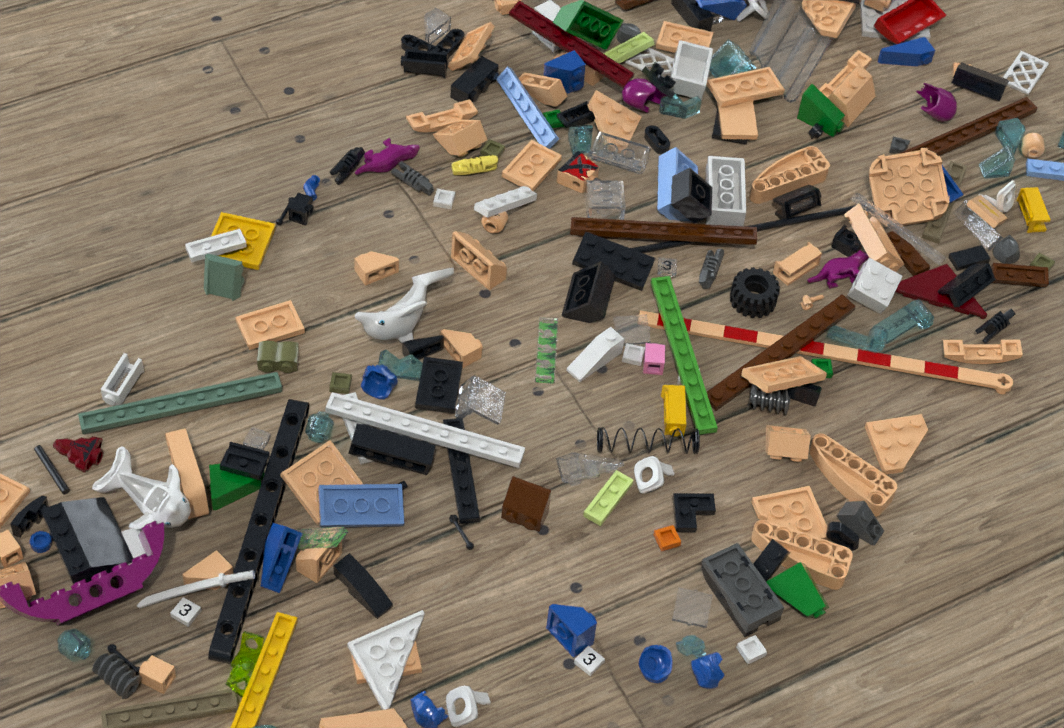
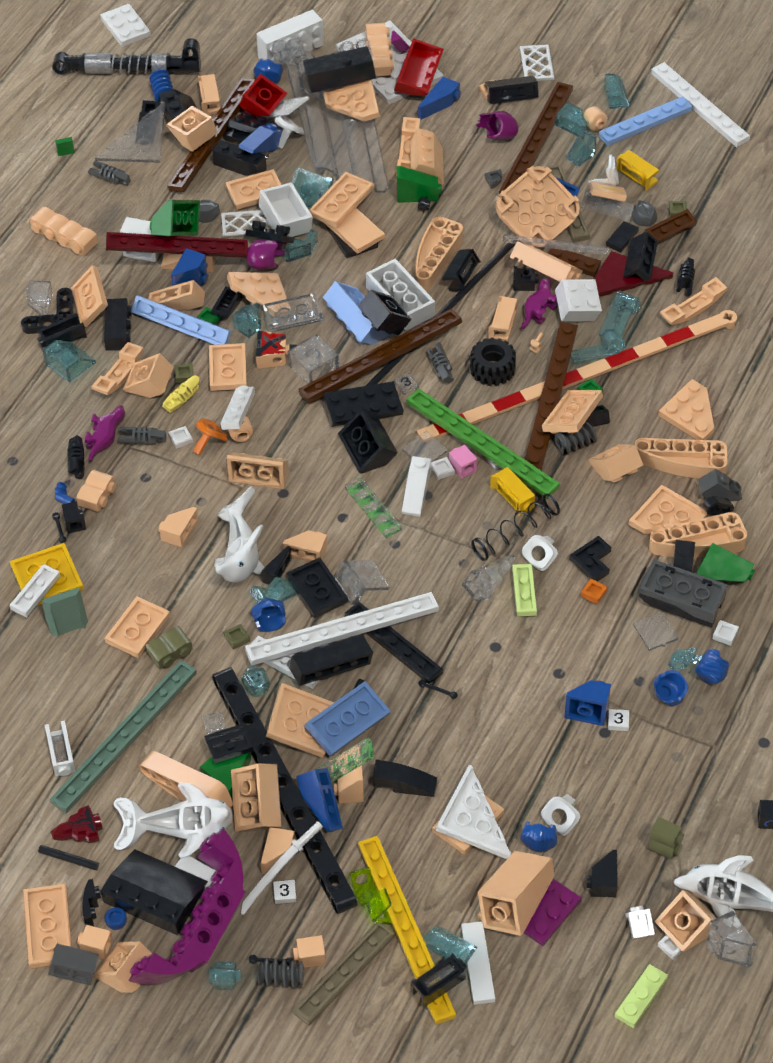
camera: 30 degrees left, 0 degrees up
(228, 519) = (256, 797): none -> light nougat slope
(337, 199) = (96, 490): none -> light nougat brick
(412, 85) = (67, 359): none -> clear light blue slope
(463, 206) = (207, 432): none -> orange piece
(526, 504) = (472, 634): reddish brown slope -> none
(630, 48) = (219, 220): yellowish green plate -> none
(655, 138) = (306, 284): black beam -> none

